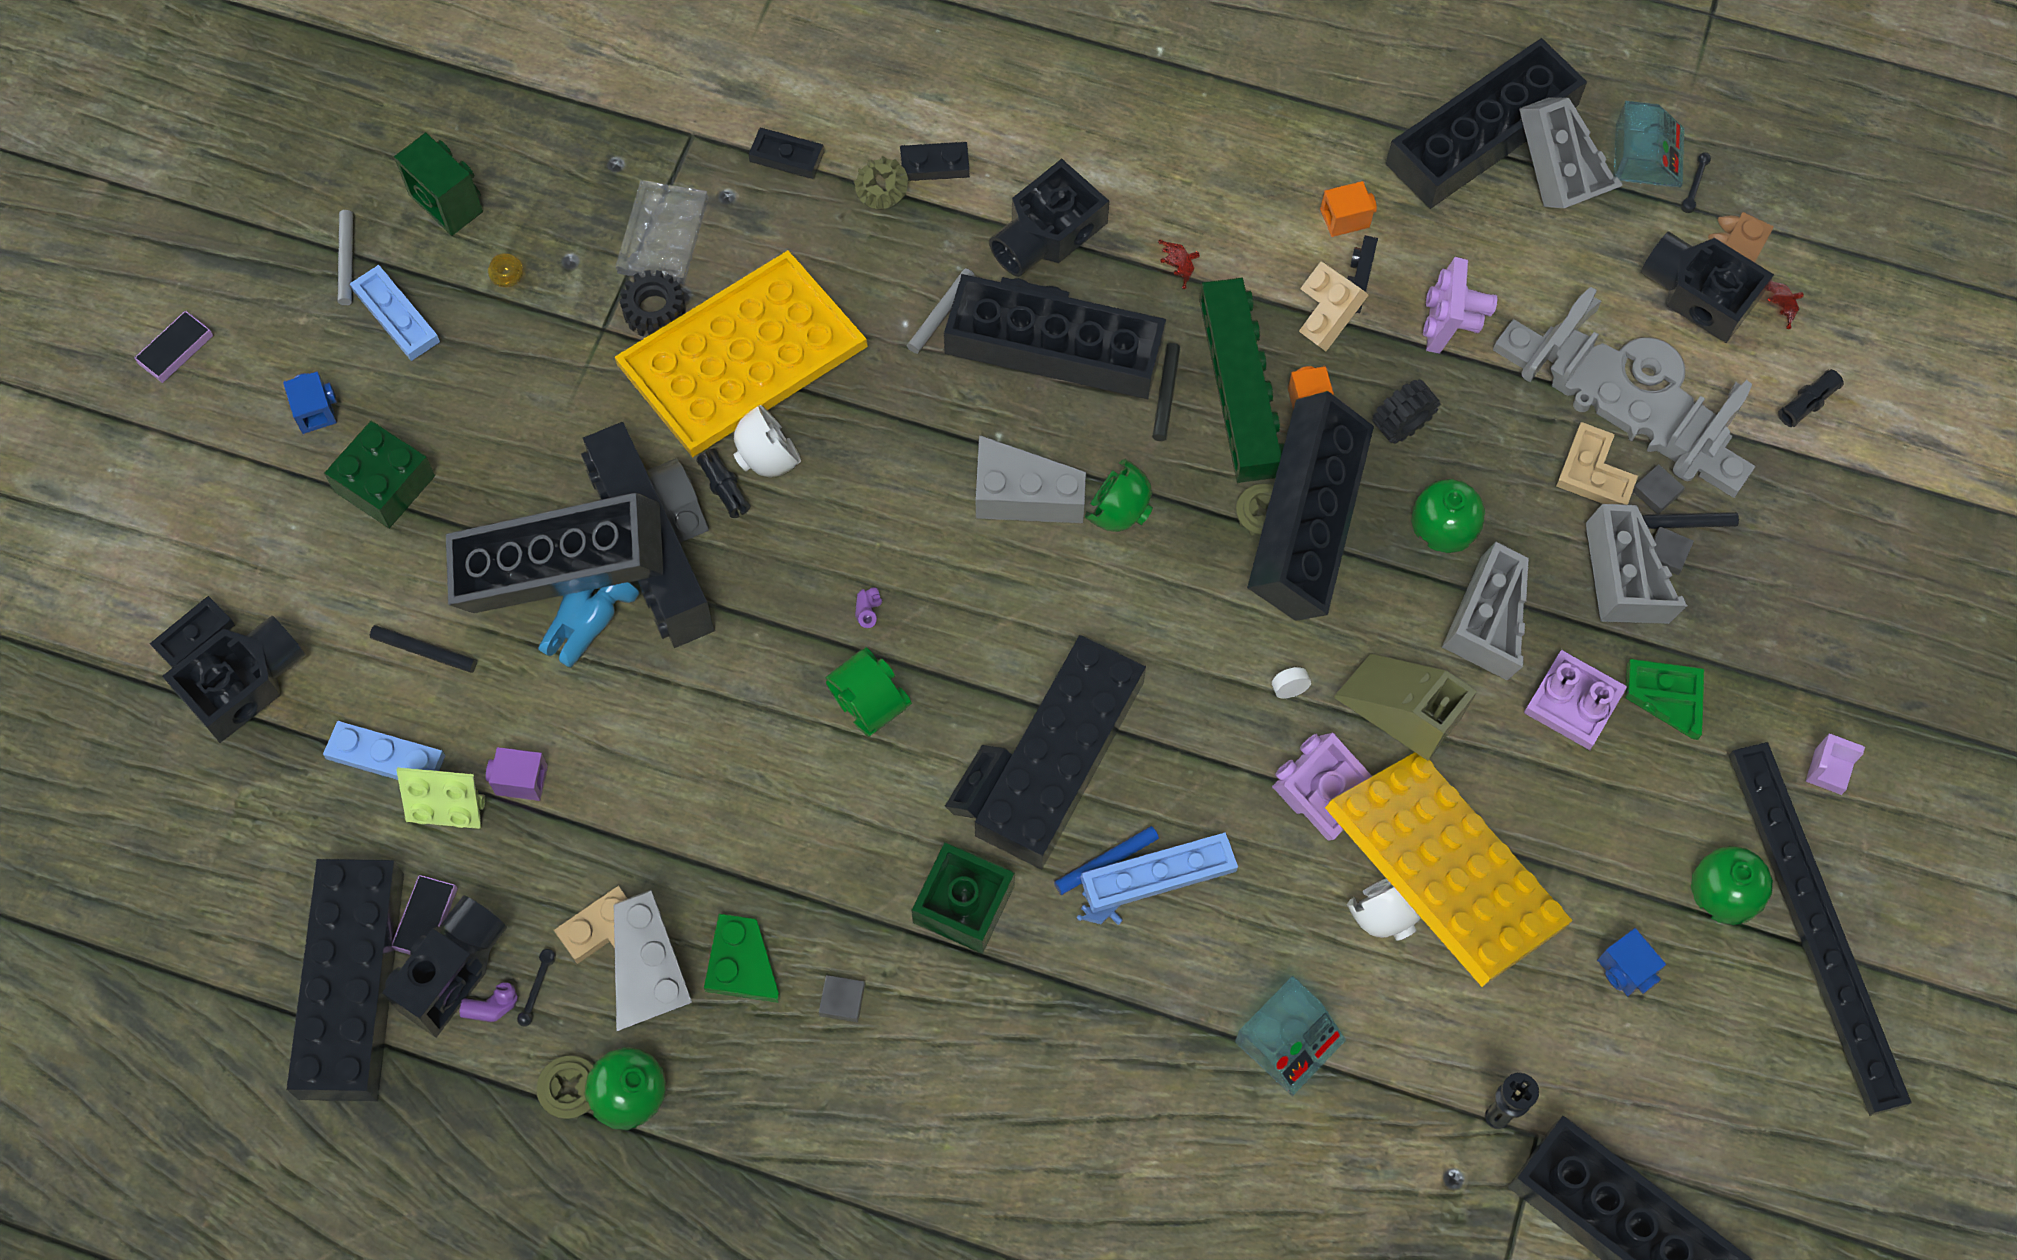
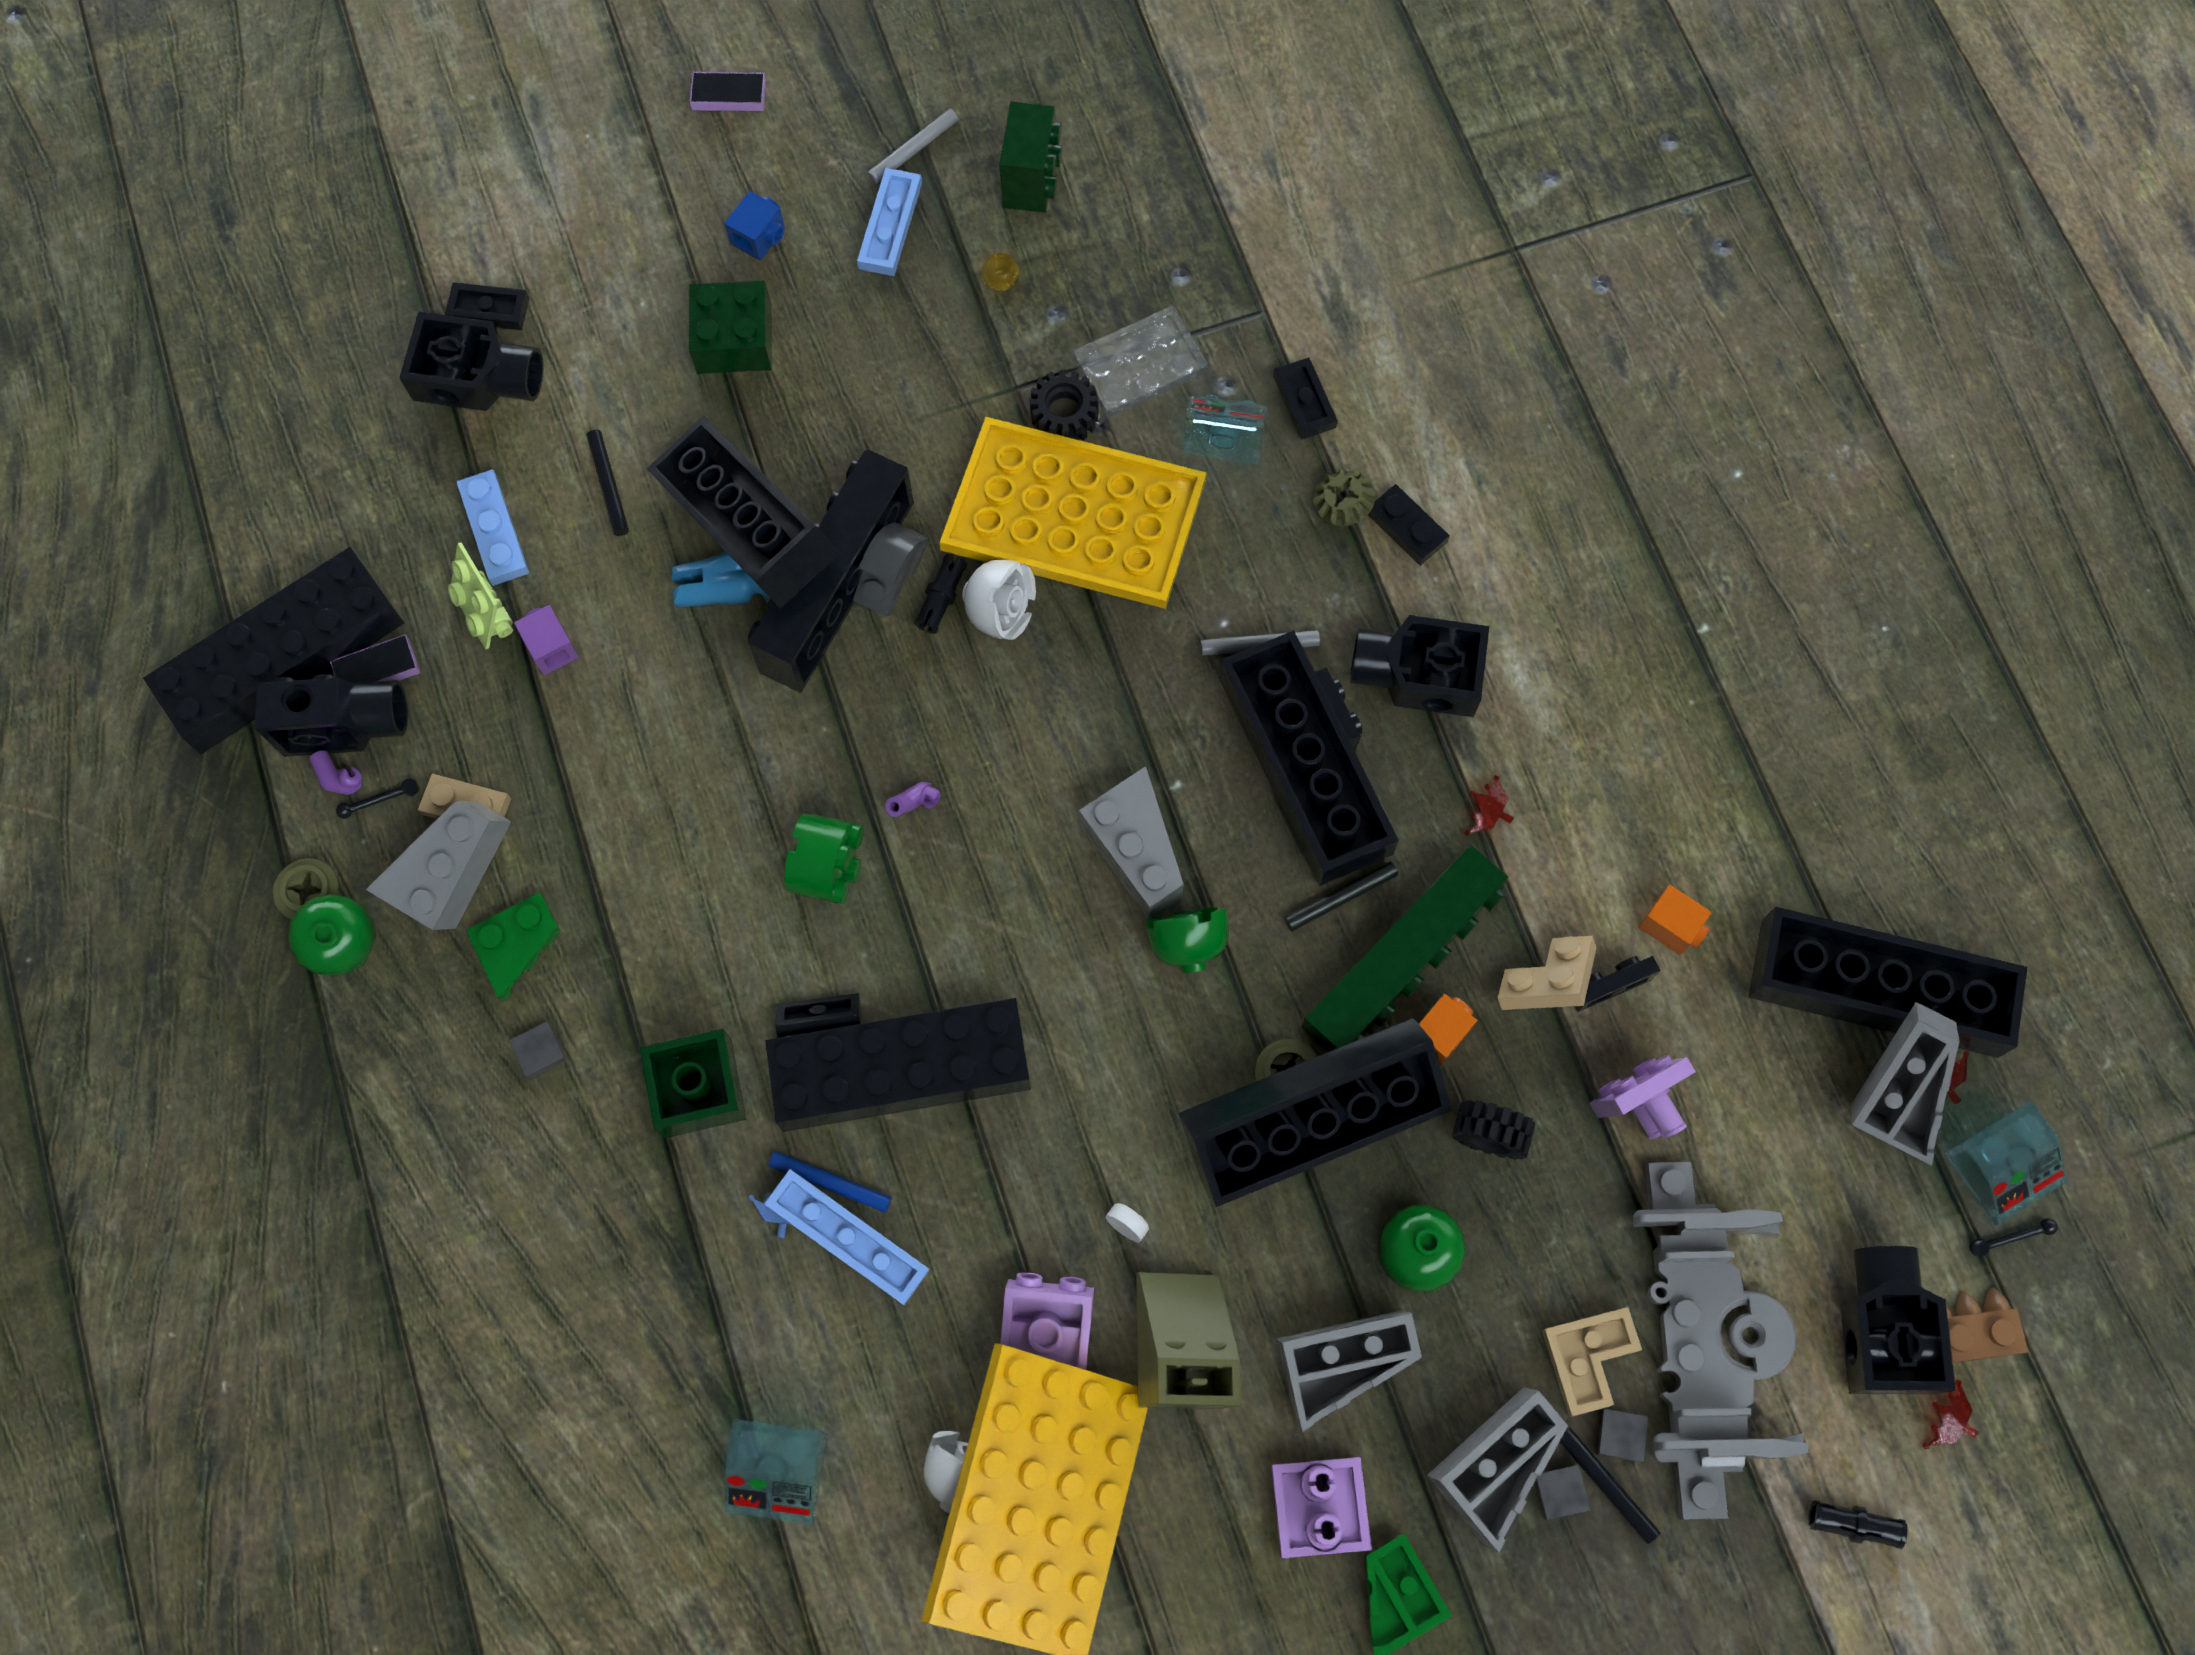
camera: 55 degrees right, 5 degrees up
(767, 214) = (1224, 429): none -> clear light blue slope

